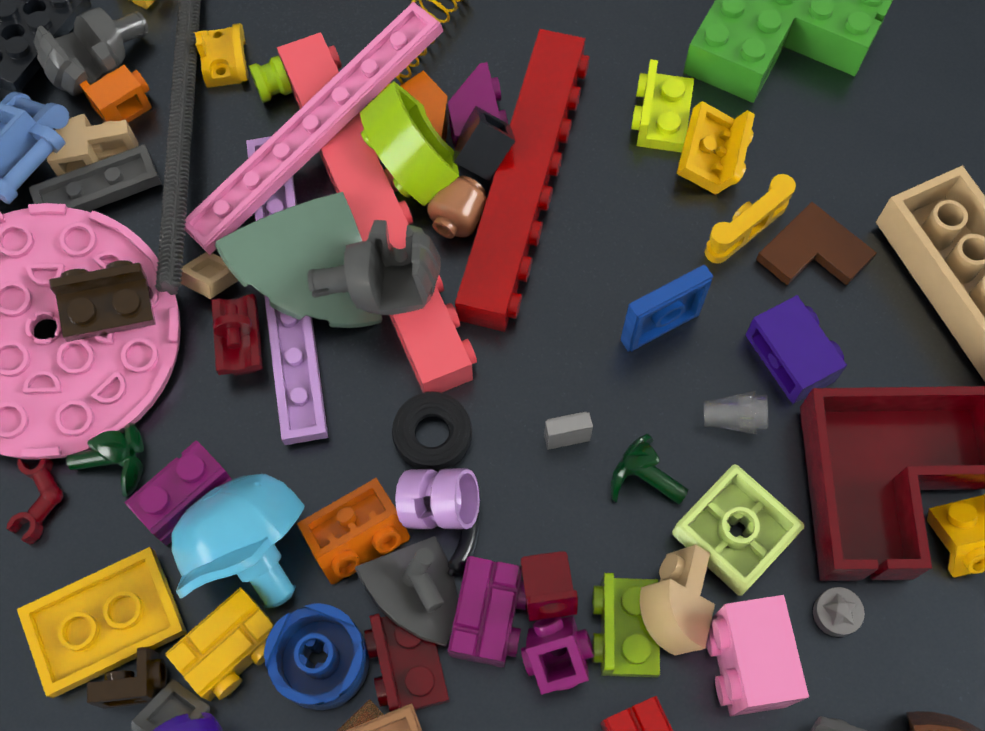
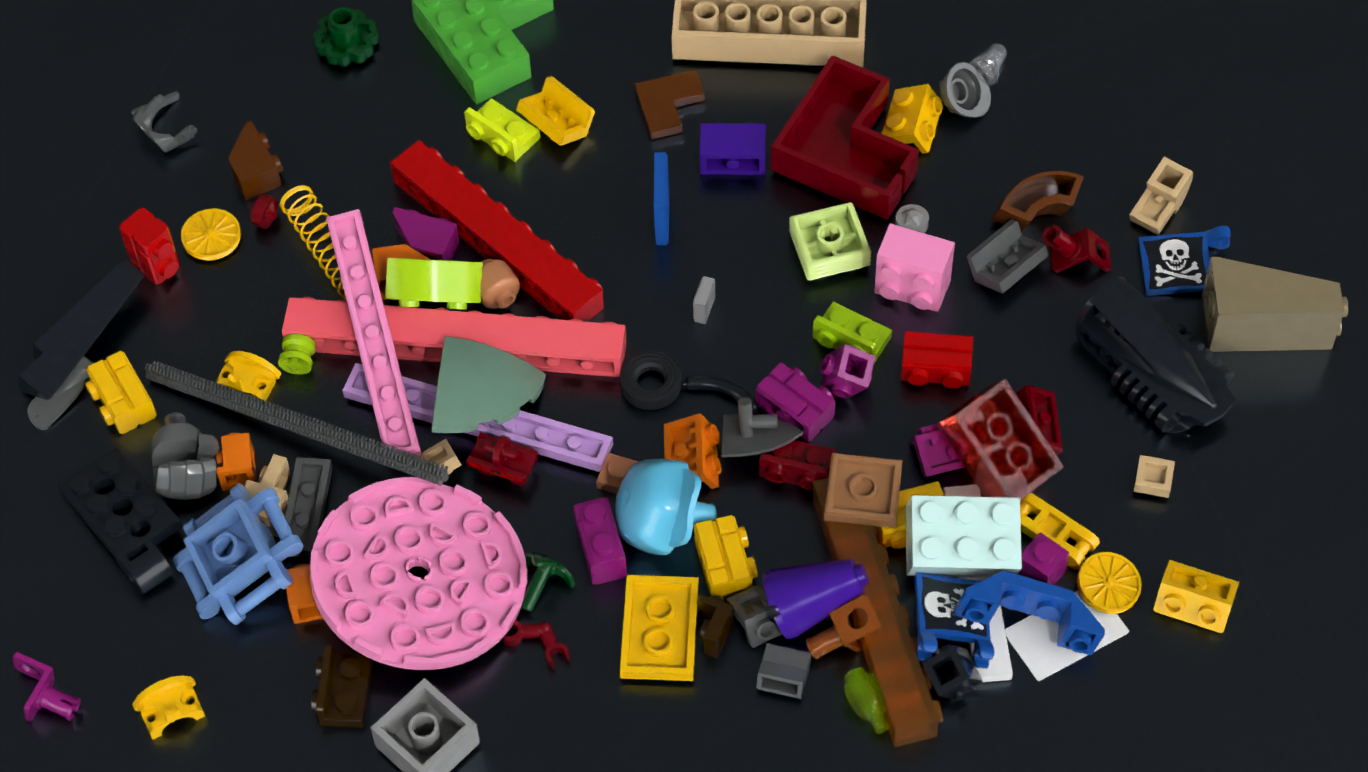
camera: 60 degrees left, 10 degrees down
(103, 300) = (429, 518): dark brown bracket -> none
(292, 463) = (613, 472): none -> nougat plate
(309, 631) = (767, 502): blue brick -> none
(381, 276) = (535, 334): dark grey piece -> none
(437, 498) = (712, 378): lavender wheel -> none
(483, 143) = (464, 237): black brick -> none
(548, 586) = (806, 351): dark red bracket -> none
(641, 461) = (753, 268): dark green plant -> none
(673, 607) = (855, 293): tan brick -> none
(738, 412) = (755, 200): clear cone -> none
(750, 220) = (624, 122): yellow plate -> none

